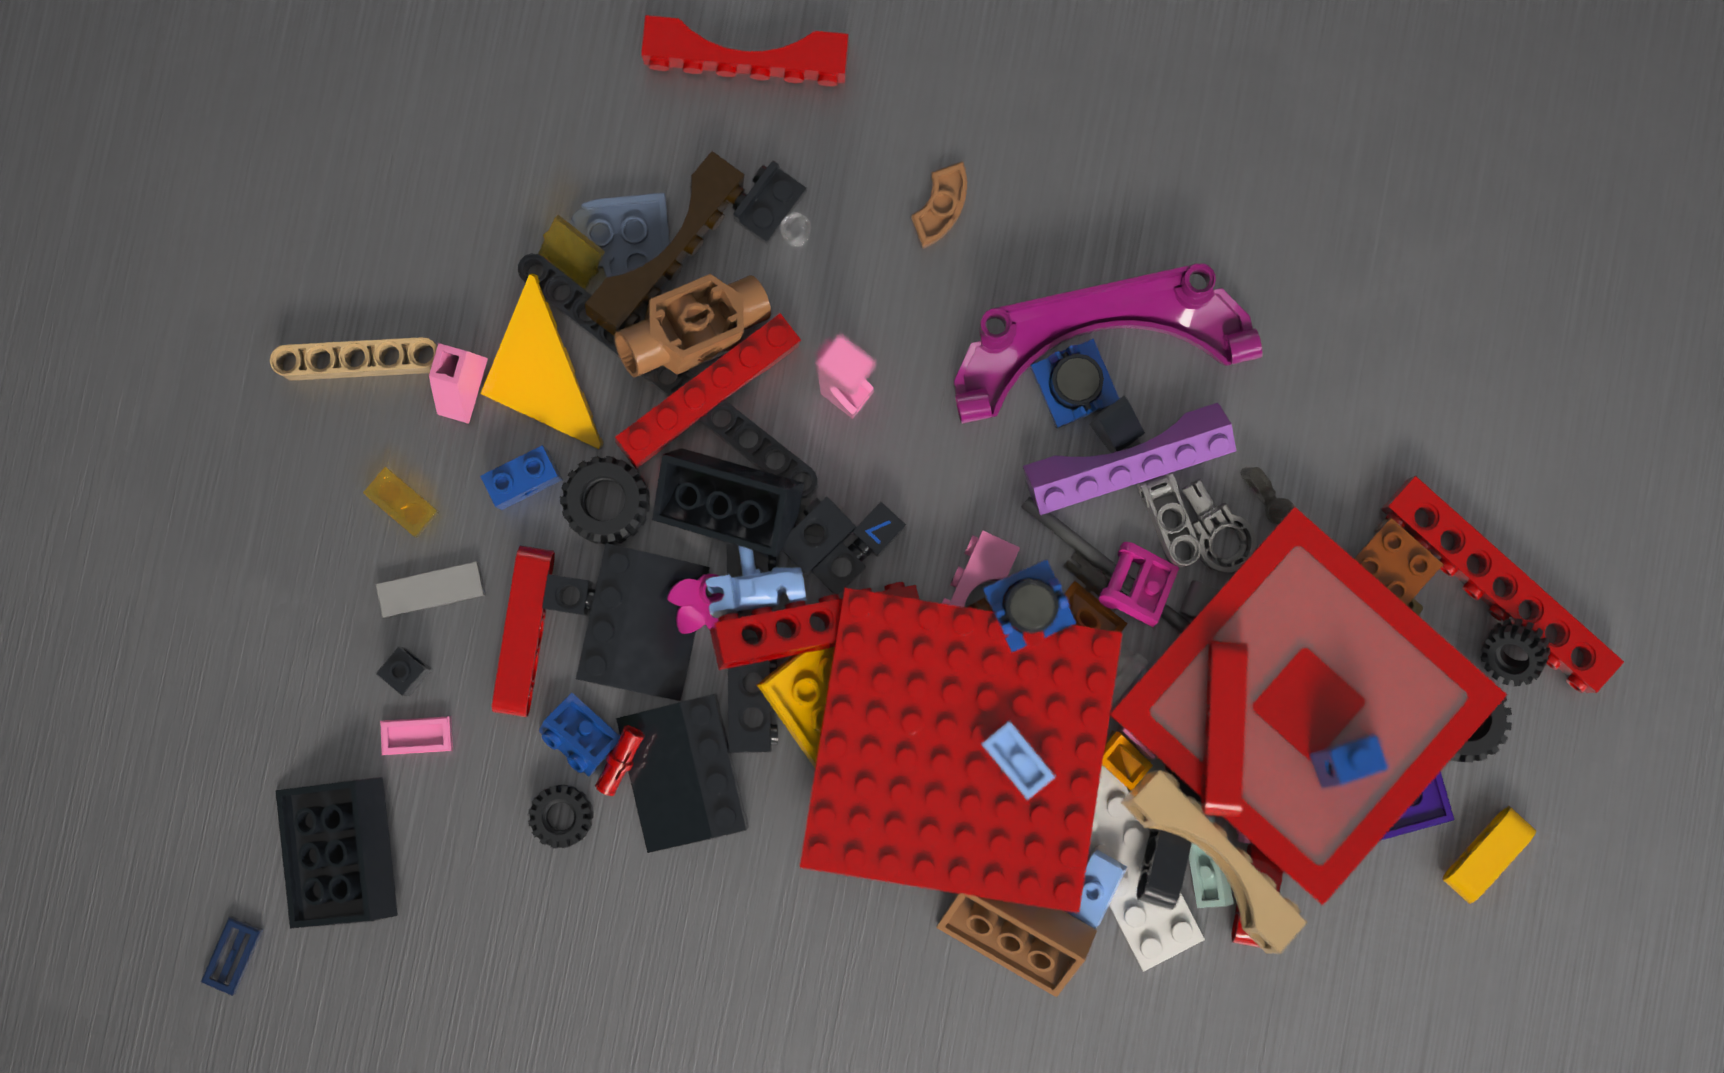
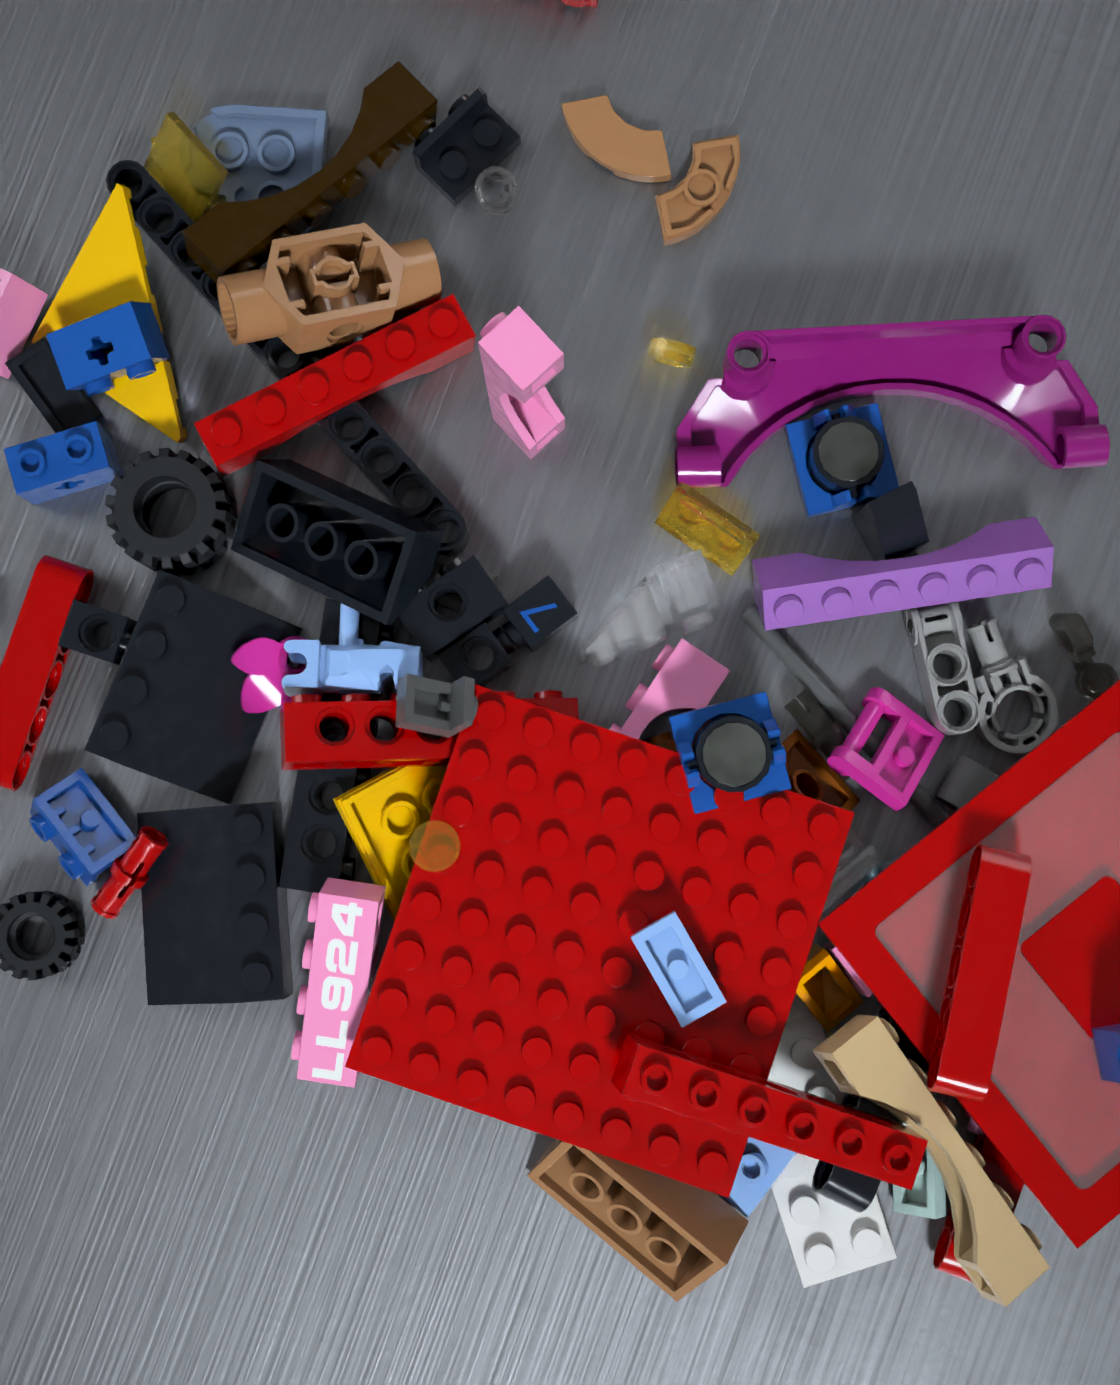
camera: 15 degrees right, 0 degrees up
(504, 425) = (42, 381): none -> black tile
(523, 397) = (83, 347): none -> blue brick
(783, 810) = (339, 980): none -> bright pink brick
(820, 606) = (435, 705): none -> dark grey bracket
(836, 704) = (434, 845): none -> clear yellow tile
(874, 181) = (614, 143): none -> medium nougat tile
(940, 327) = (671, 352): none -> clear yellow tile
(968, 504) = (665, 600): none -> clear slope
(987, 448) = (707, 527): none -> clear yellow plate
(1096, 846) = (768, 1111): none -> red brick

